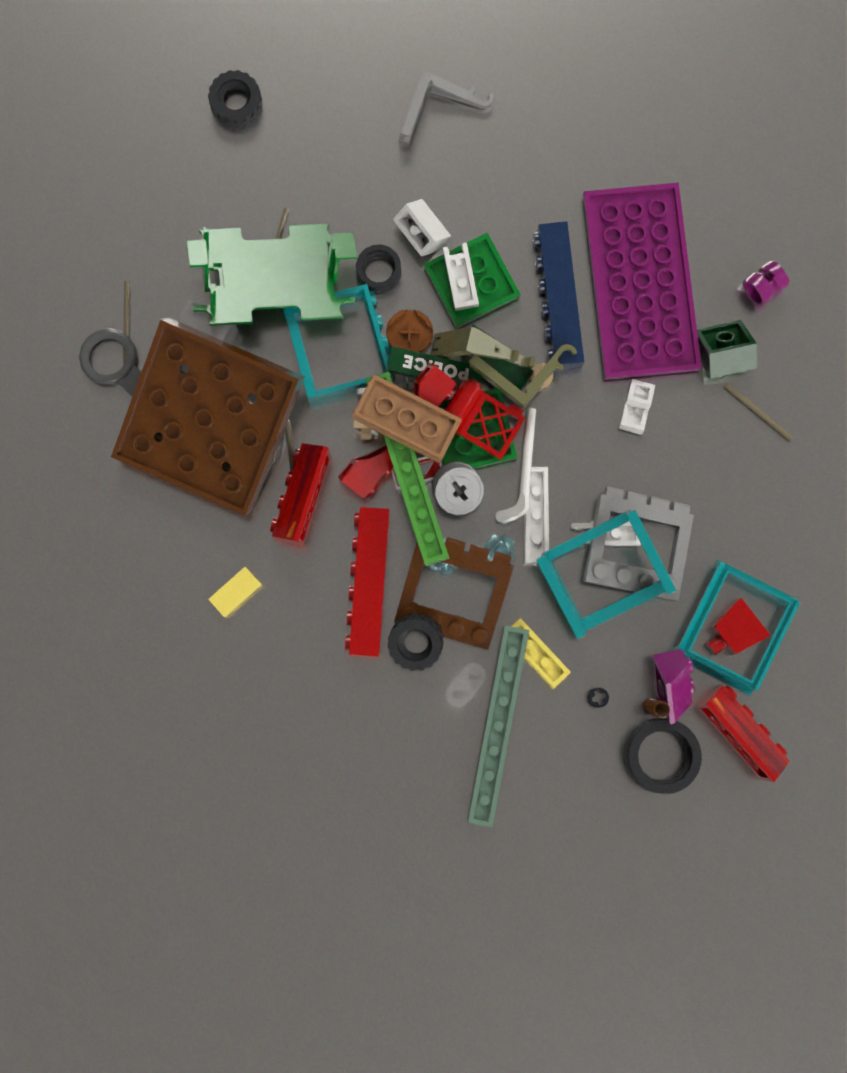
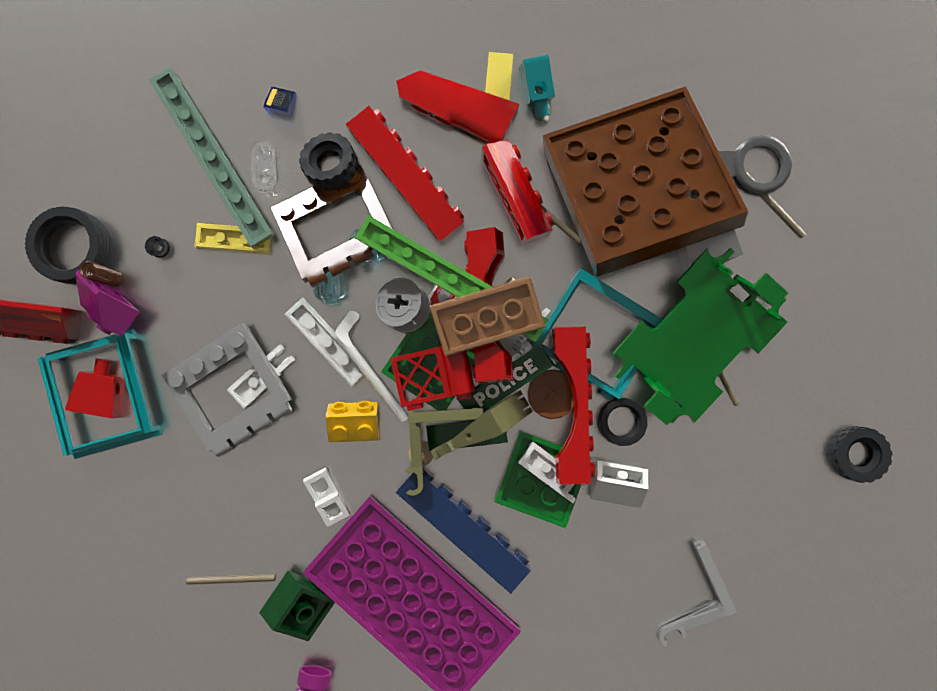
camera: 140 degrees right, 5 degrees up
(207, 566) = (537, 72): none -> teal torso
(282, 596) = (458, 105): none -> red panel
(409, 724) = (279, 101): none -> slope
(437, 270) = (573, 460): none -> red arch
(569, 442) = (352, 421): none -> yellow bracket
(581, 625) = (247, 295): teal piece -> none

